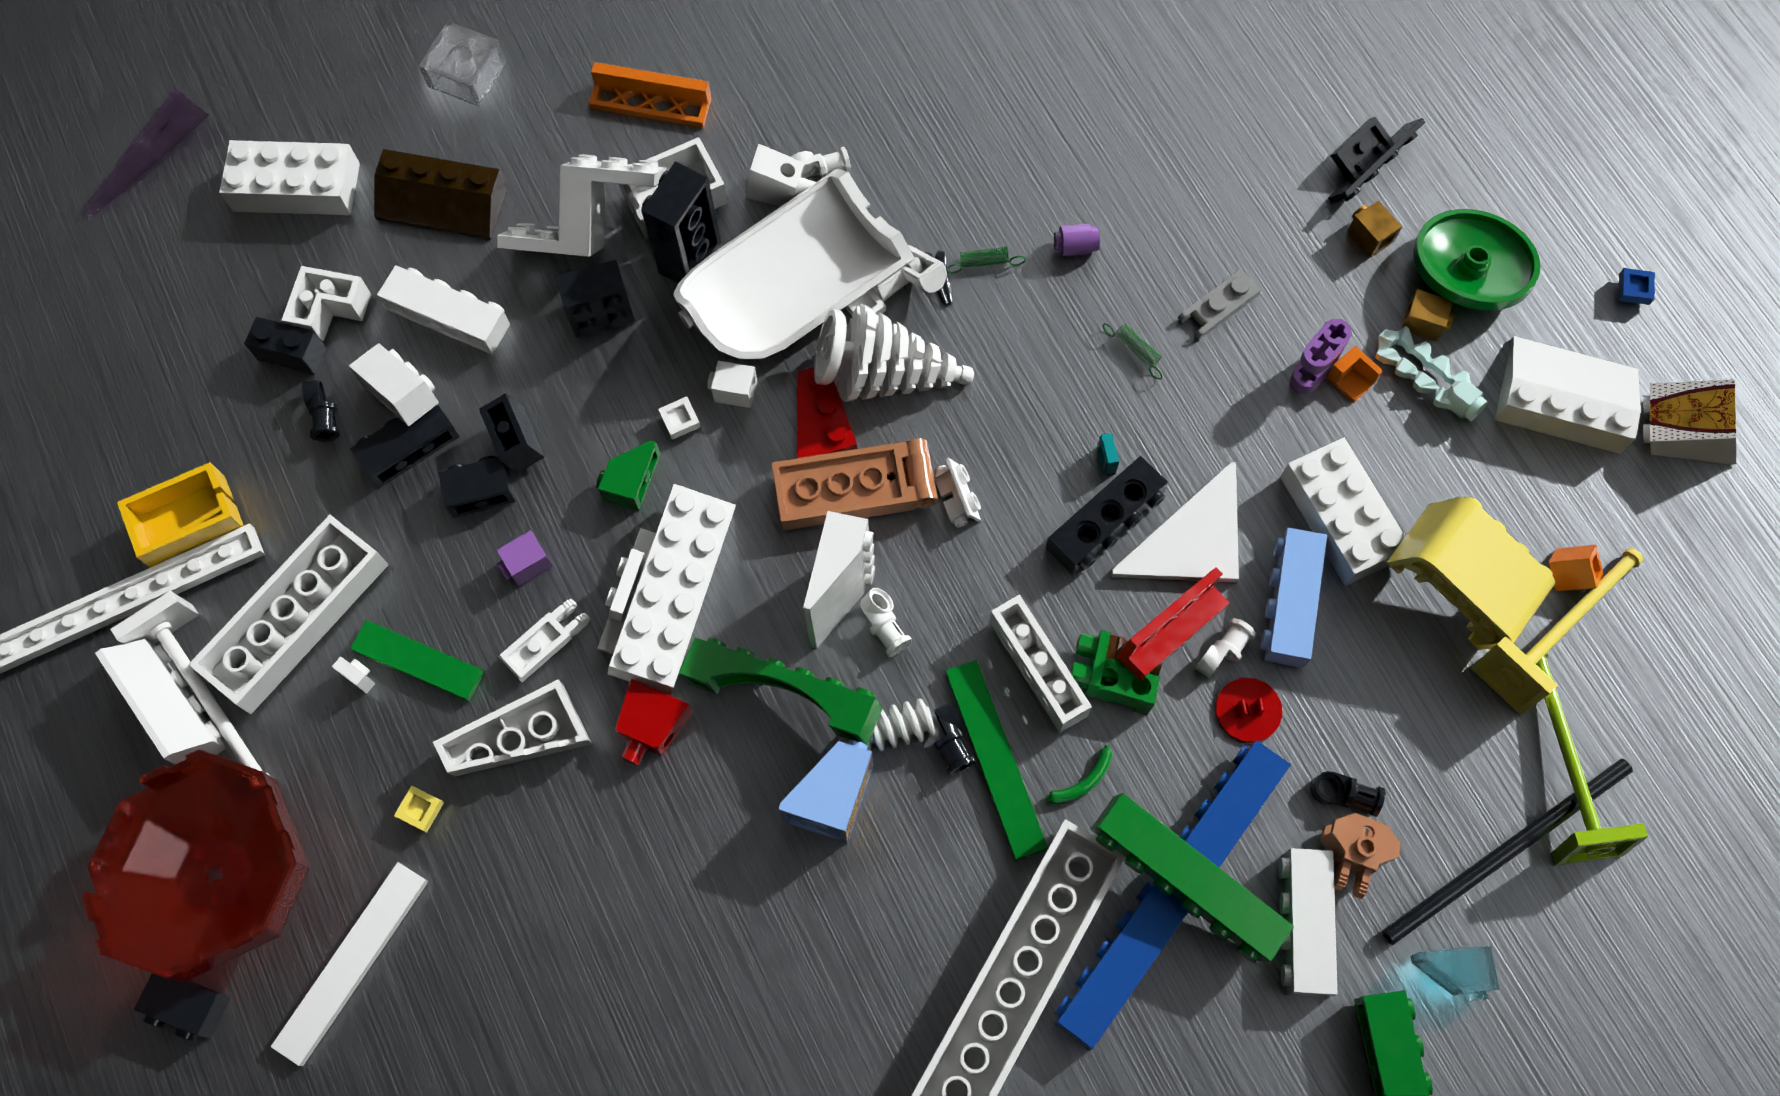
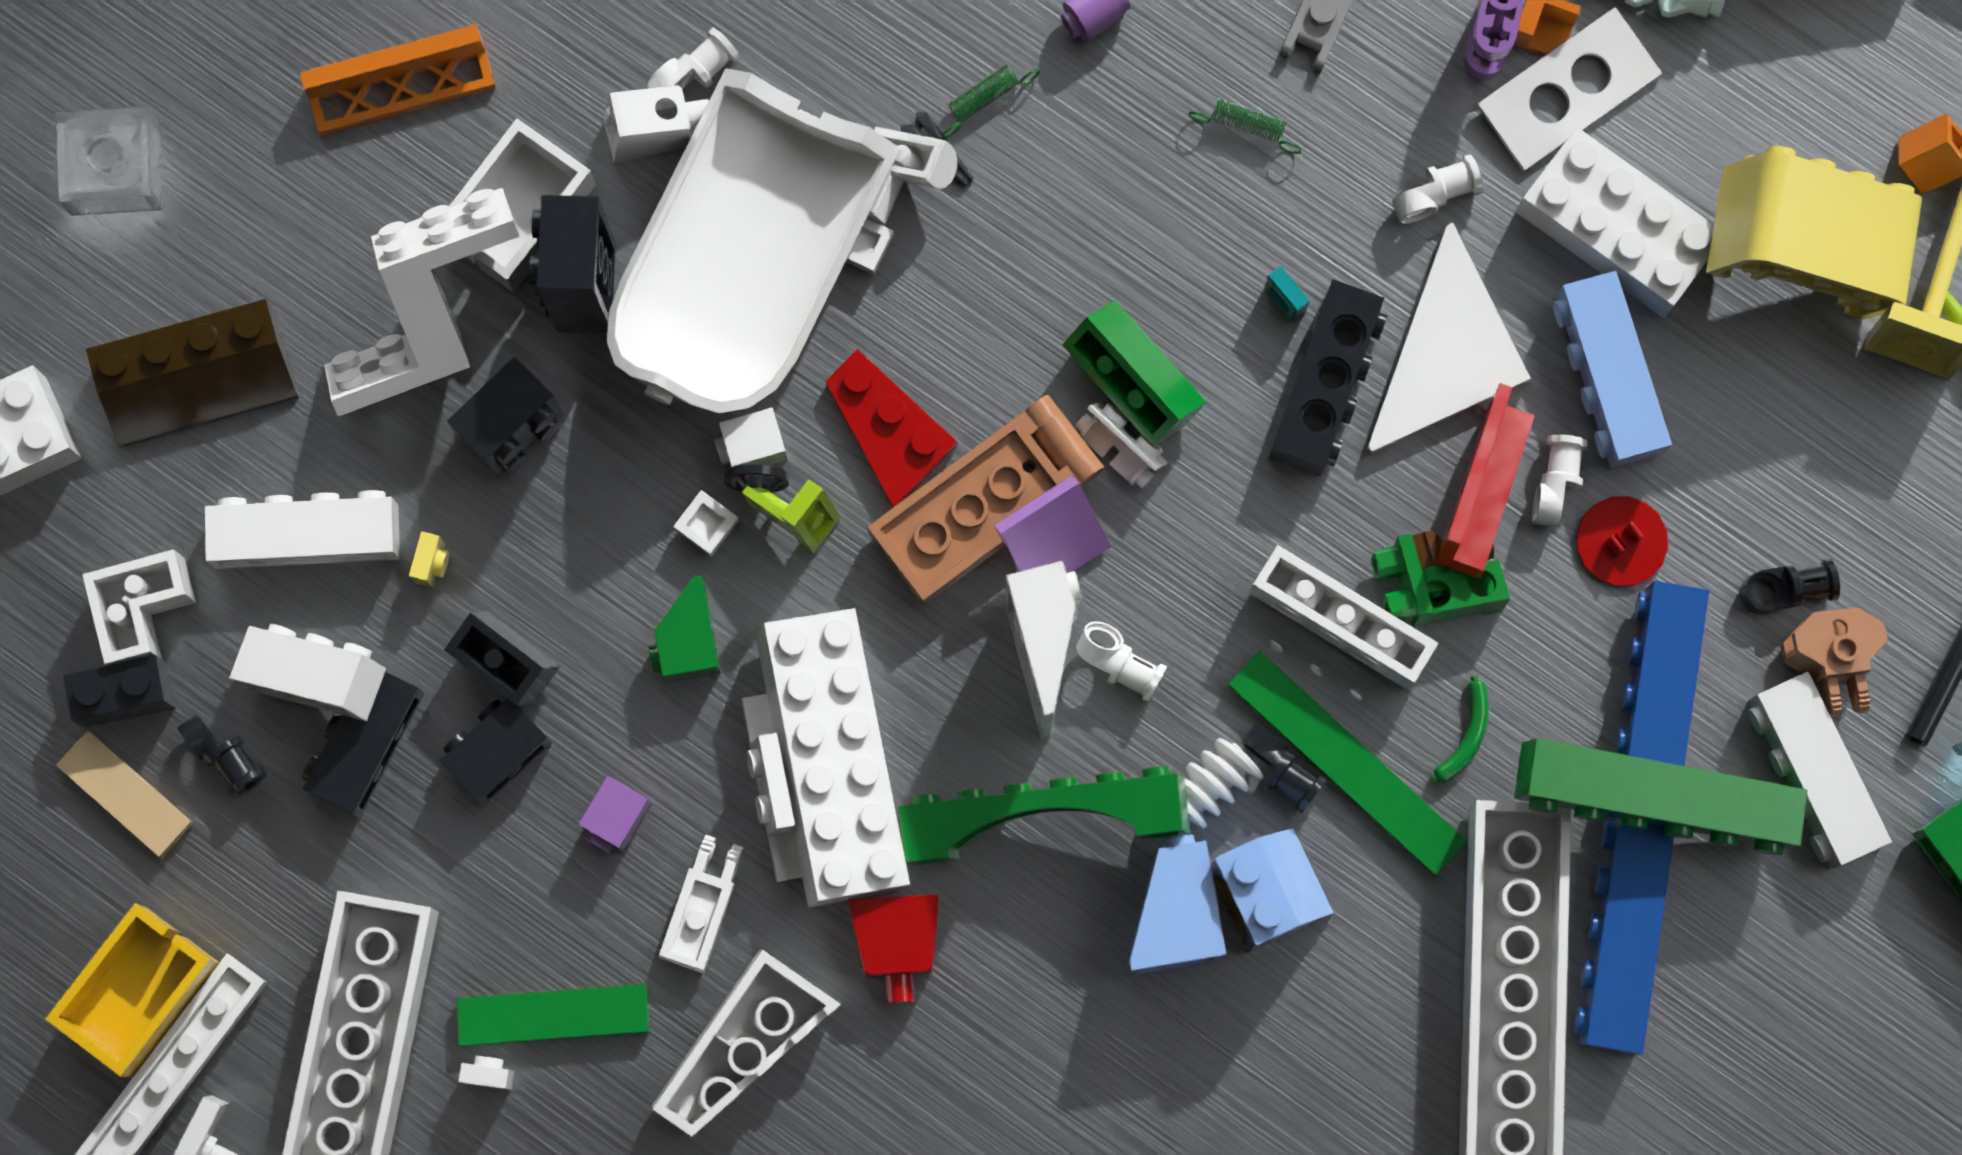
camera: 30 degrees left, 10 degrees up
(254, 407) = (124, 794): none -> tan tile
(505, 359) = (429, 560): none -> light yellow plate
(733, 426) = (808, 515): none -> lime piece
(880, 357) = (924, 315): white plant -> none
(890, 518) = (1053, 530): none -> medium lavender tile
(901, 808) = (1269, 888): none -> light blue slope
(986, 453) = (1134, 373): none -> green brick
(1222, 440) = (1442, 185): none -> white connector
(1390, 401) = (1509, 107): none -> white piece

